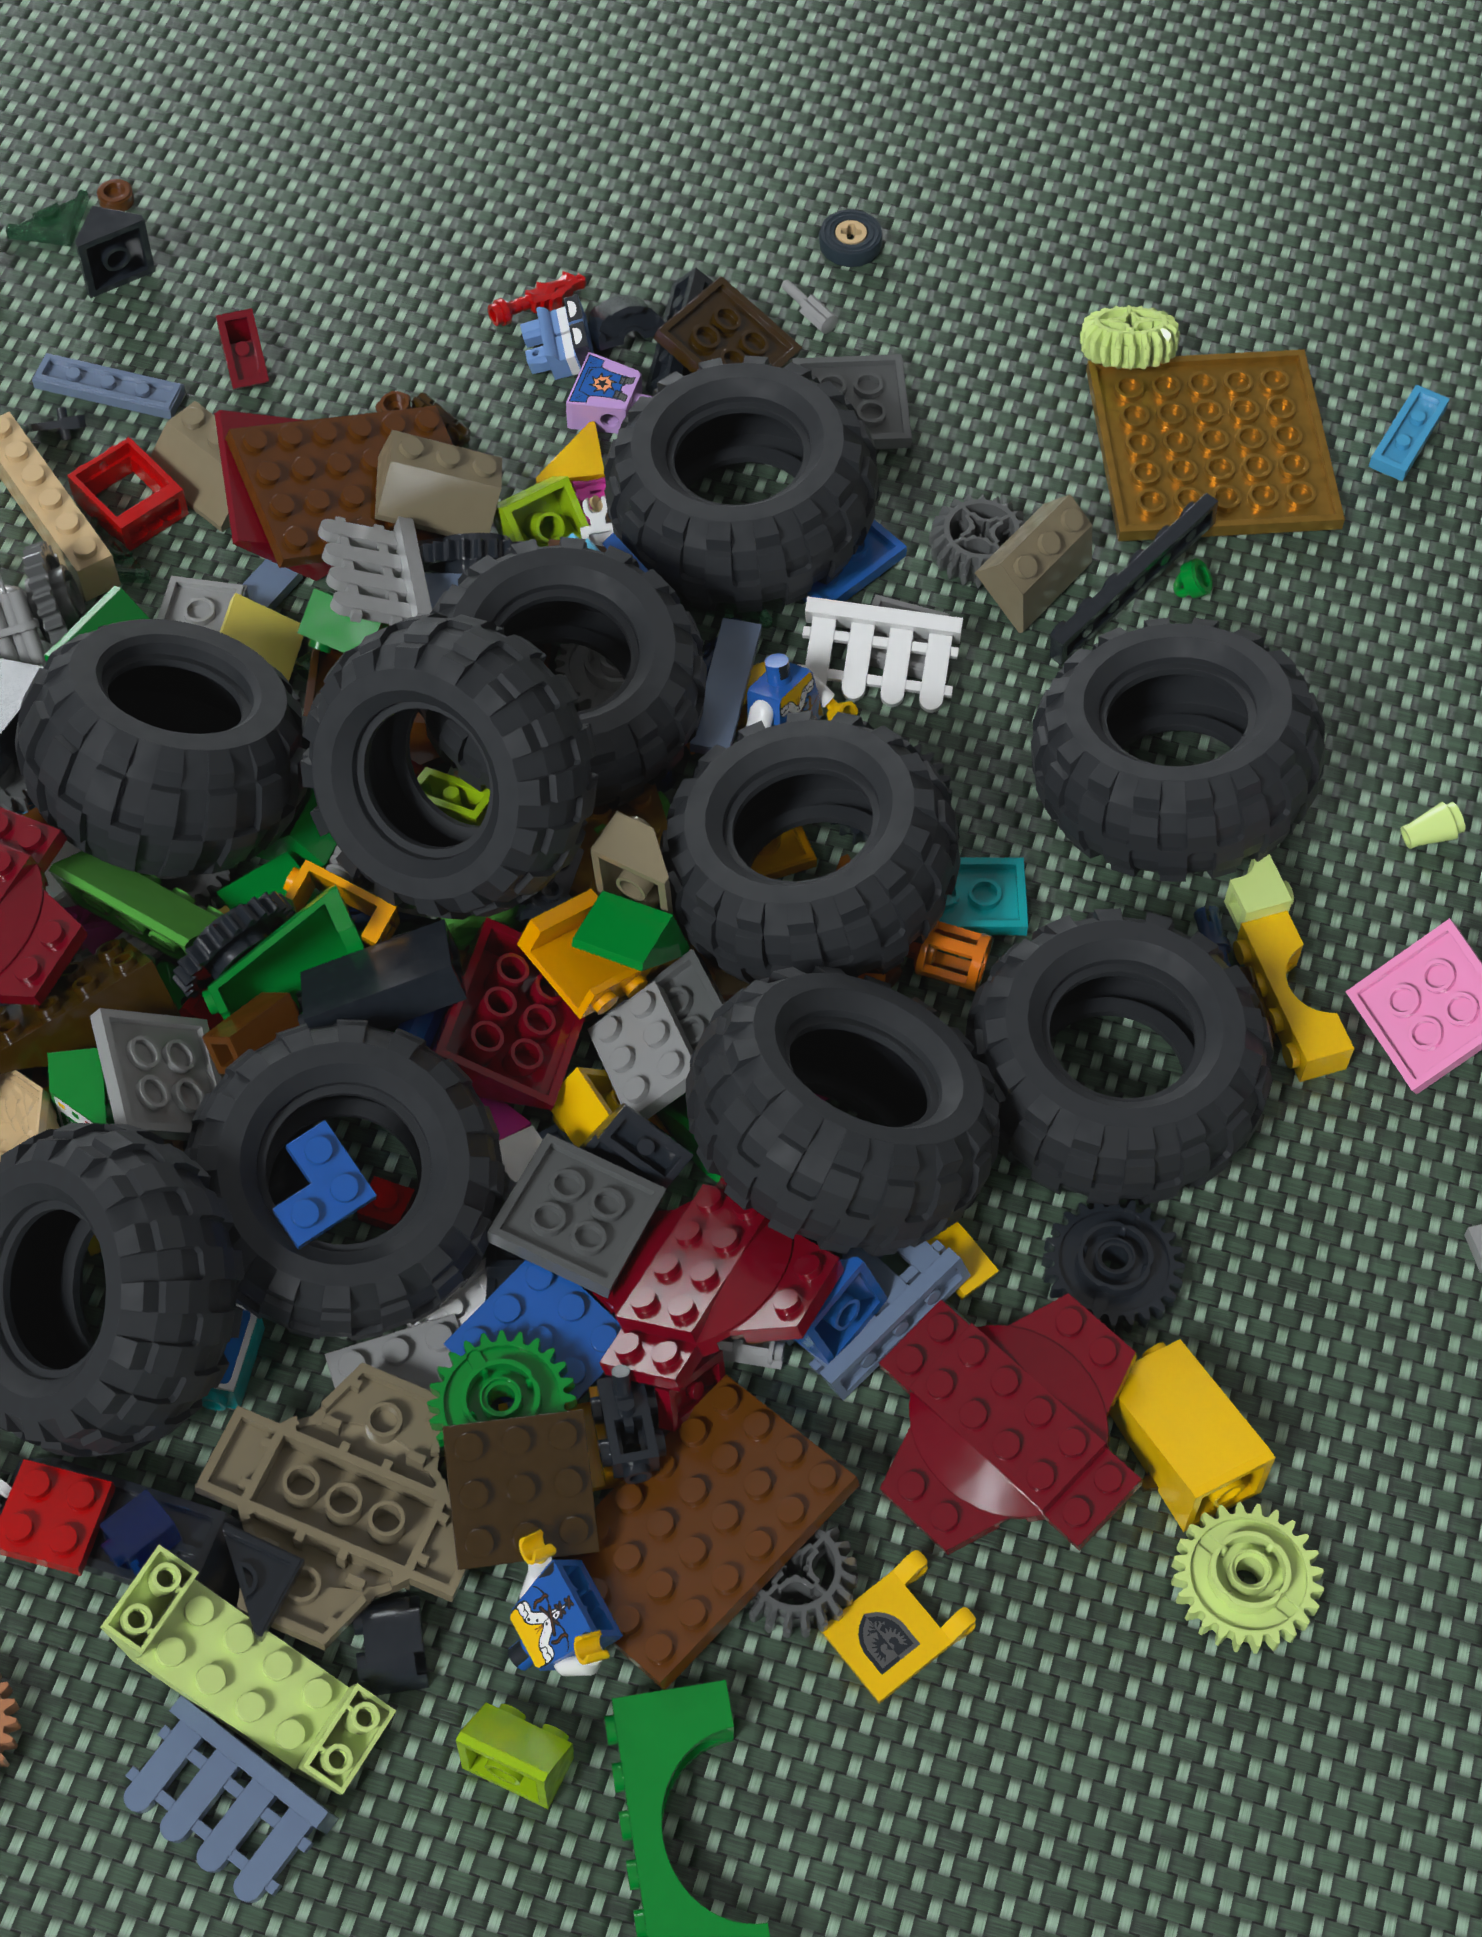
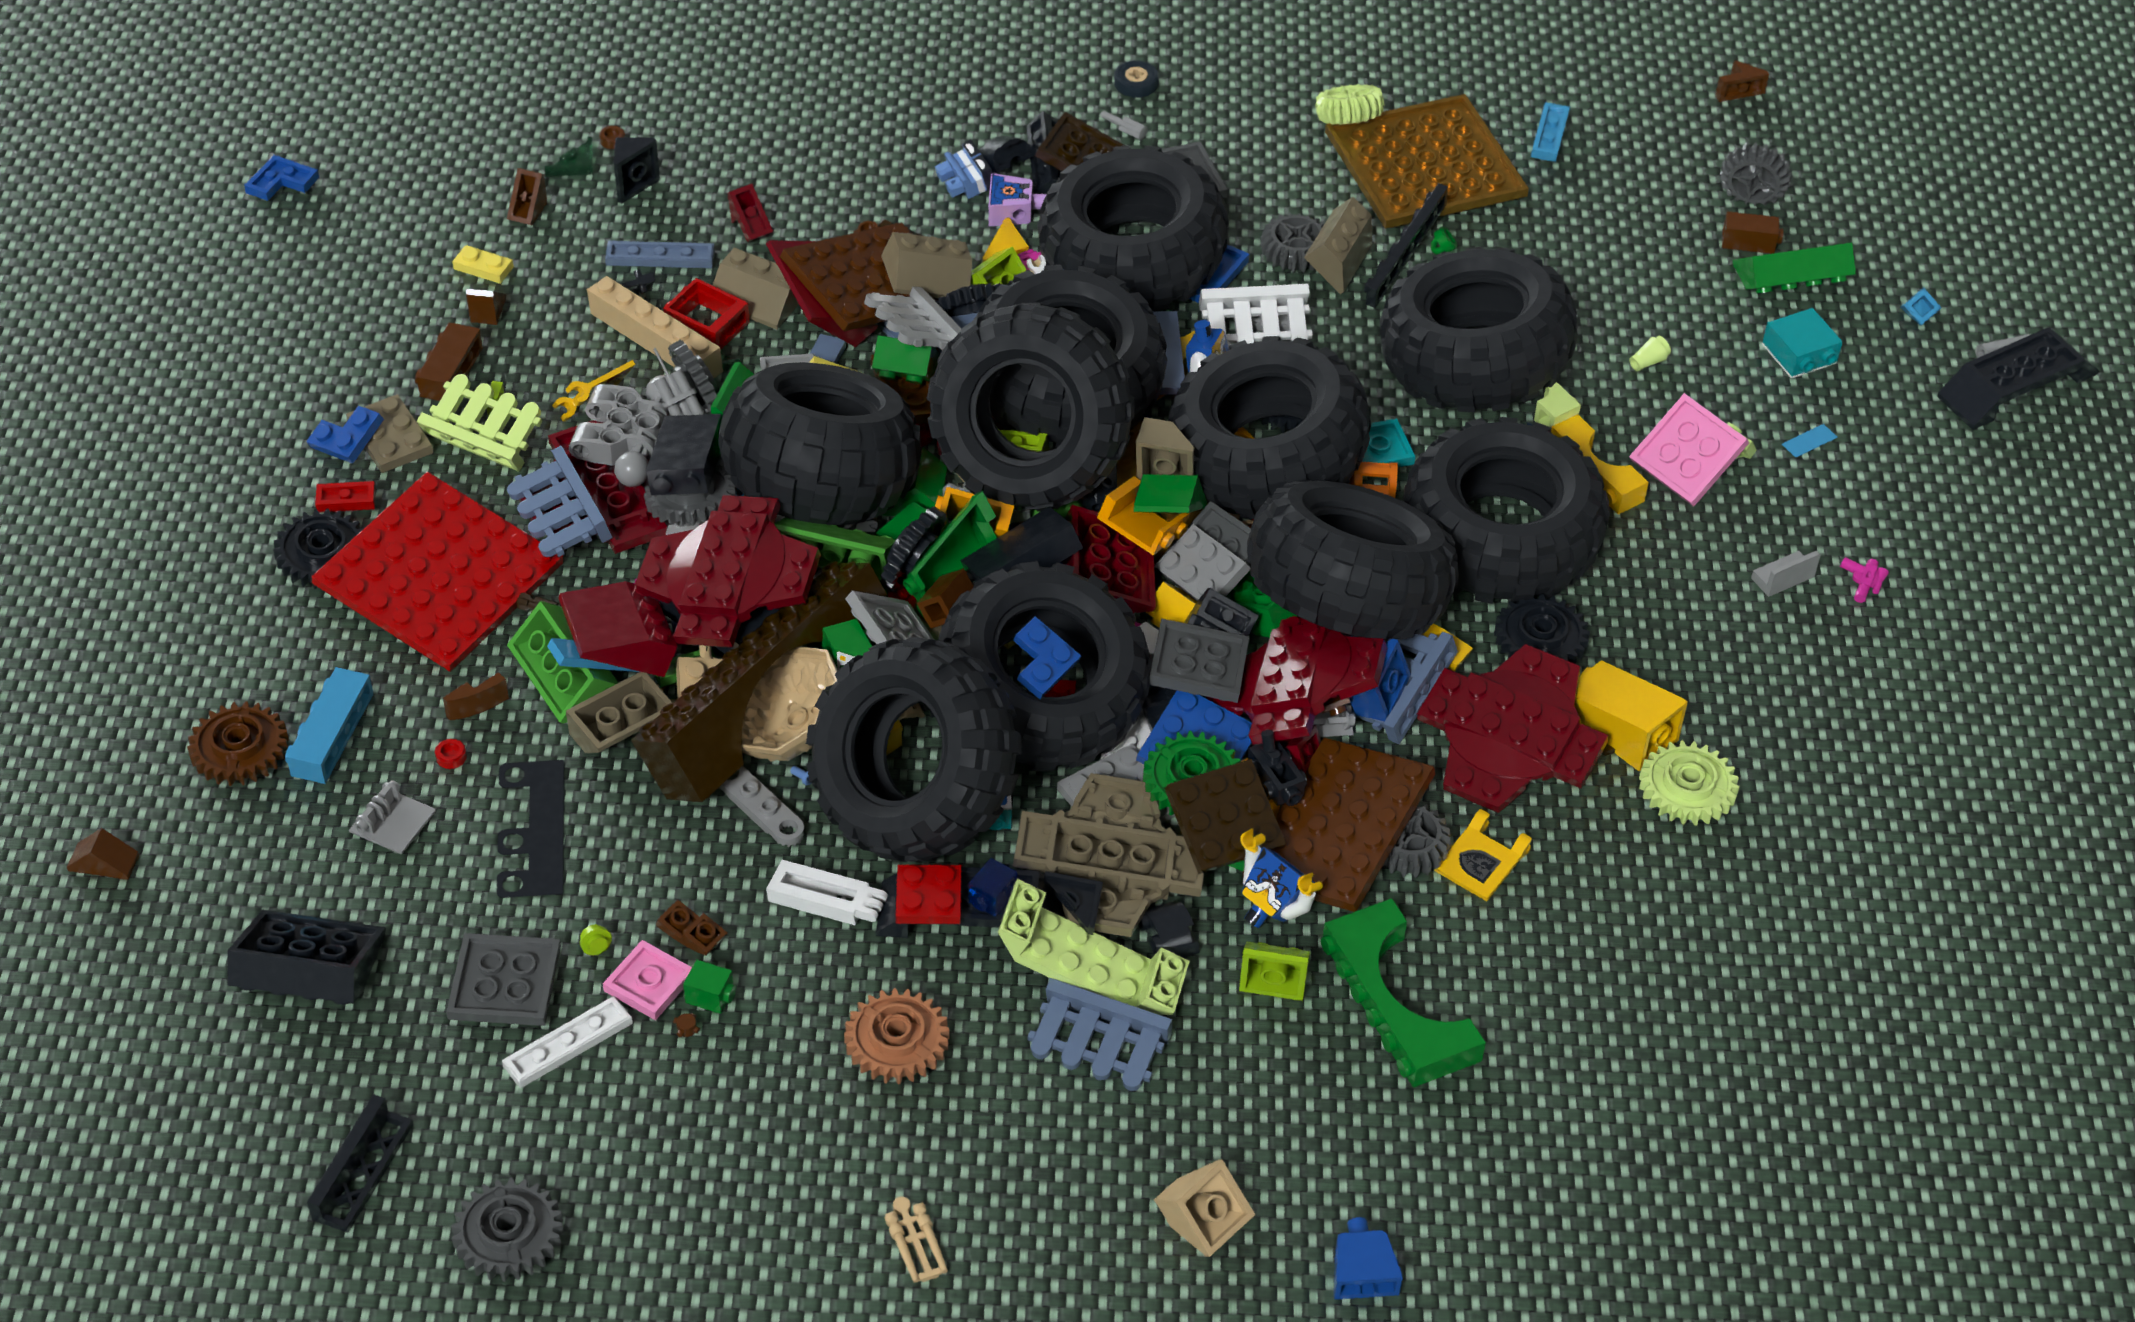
camera: 15 degrees left, 10 degrees down
(546, 295) = (916, 161): red piece -> none

